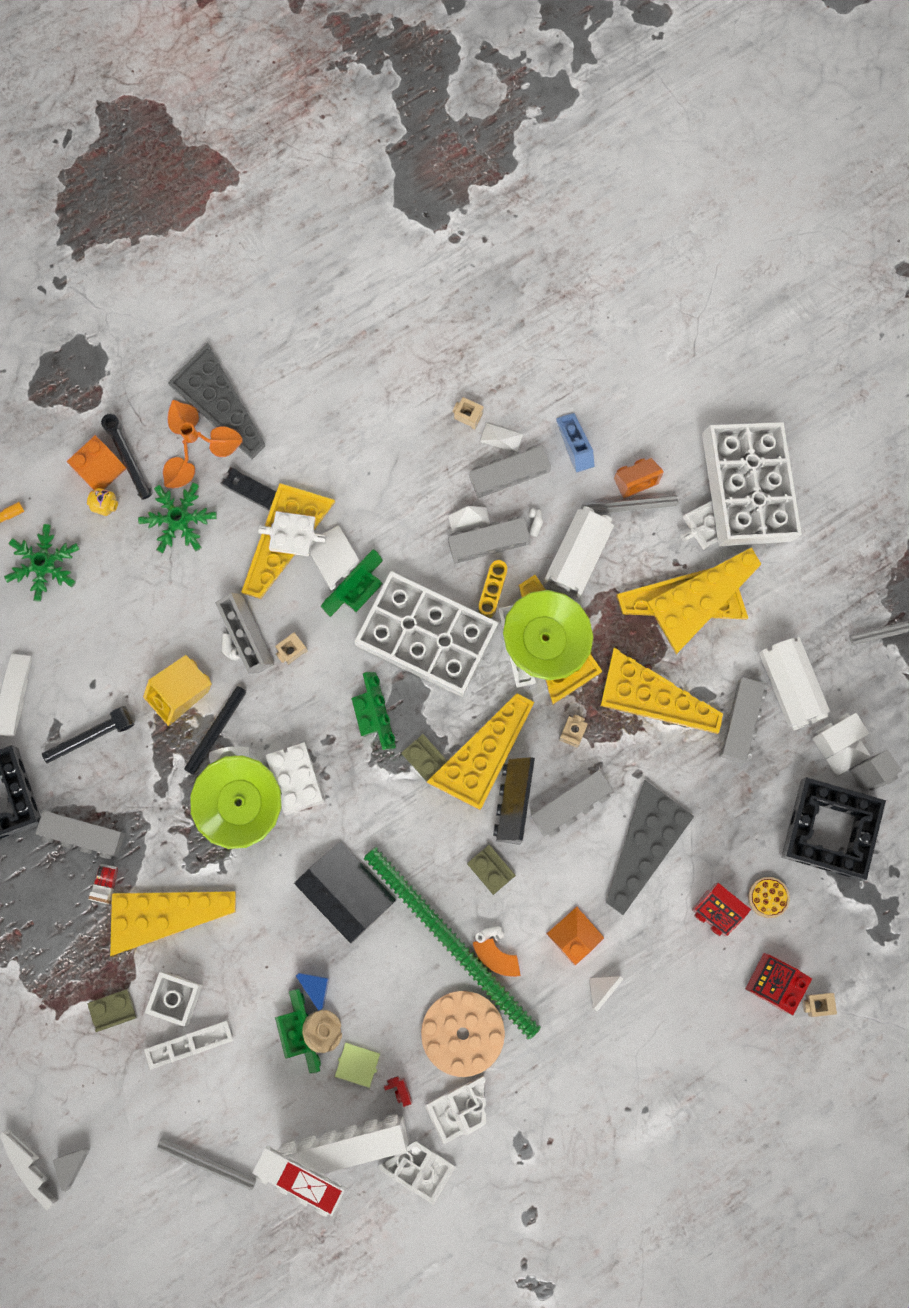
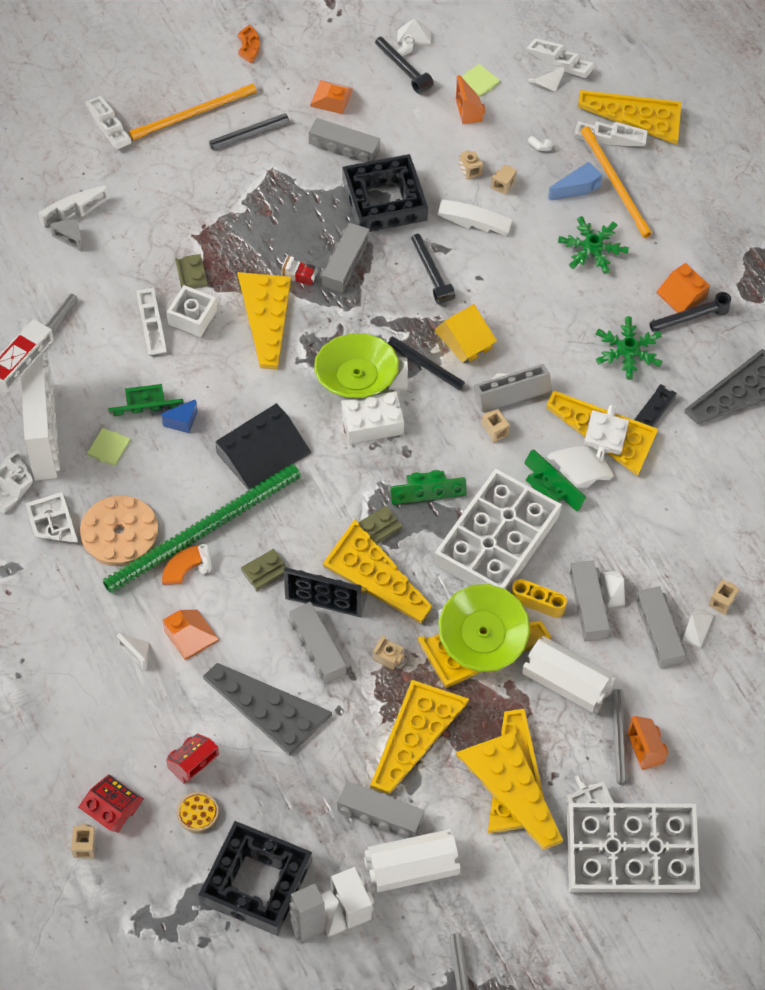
camera: 95 degrees right, 20 degrees down
(102, 502) = (648, 290): yellow head -> none
(182, 421) = (700, 386): orange plant -> none
(322, 1031) = (142, 417): tan tile -> none
(402, 1093) = (78, 475): red bracket -> none
(537, 522) = (613, 647): white arm -> none
(576, 442) = (688, 690): medium blue slope -> none

